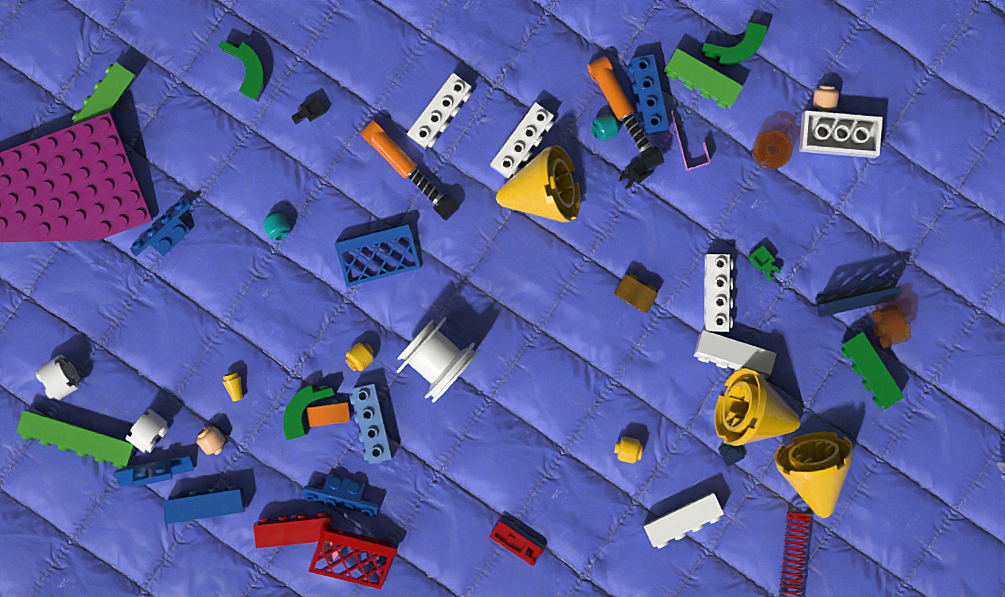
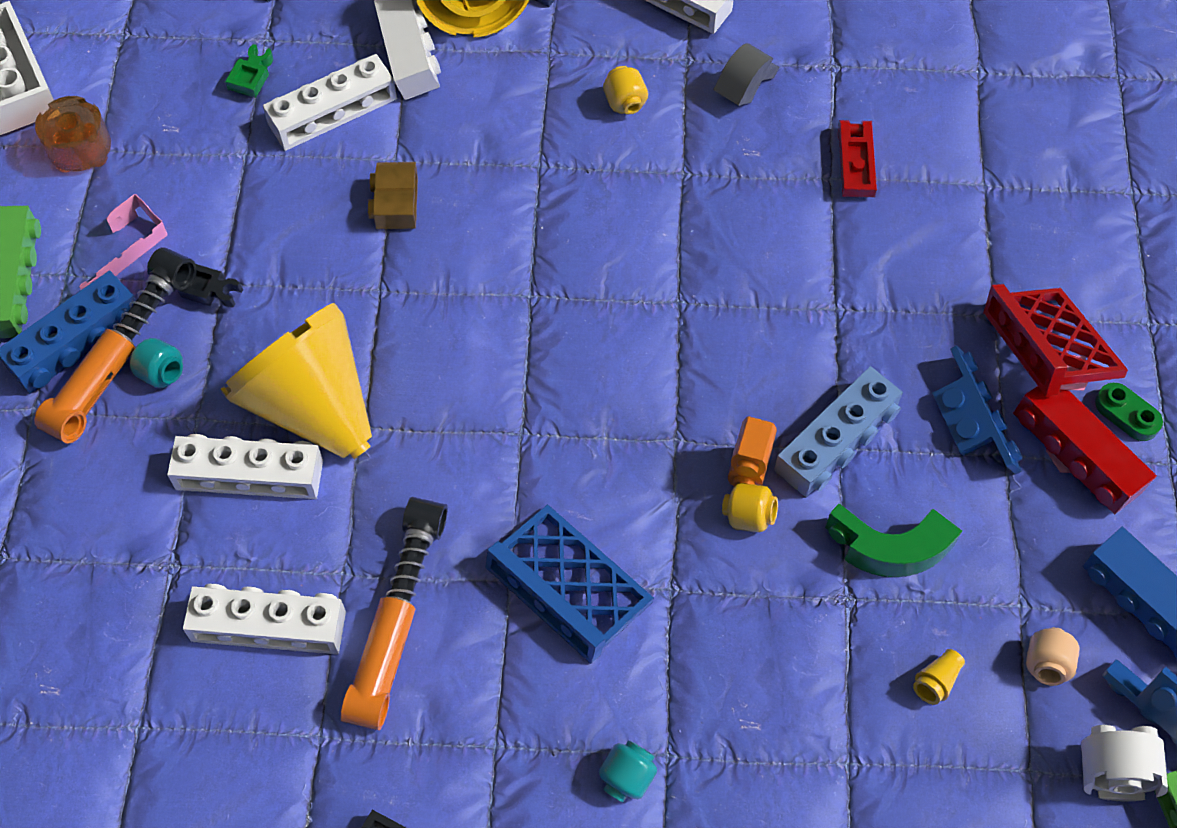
camera: 125 degrees left, 25 degrees down
(298, 569) = (1128, 412): none -> green plate
(328, 414) = (874, 501): orange slope -> none
(380, 371) = (752, 452): none -> orange brick
(436, 358) = (677, 359): white wheel -> none
(599, 519) = (744, 74): none -> dark grey brick

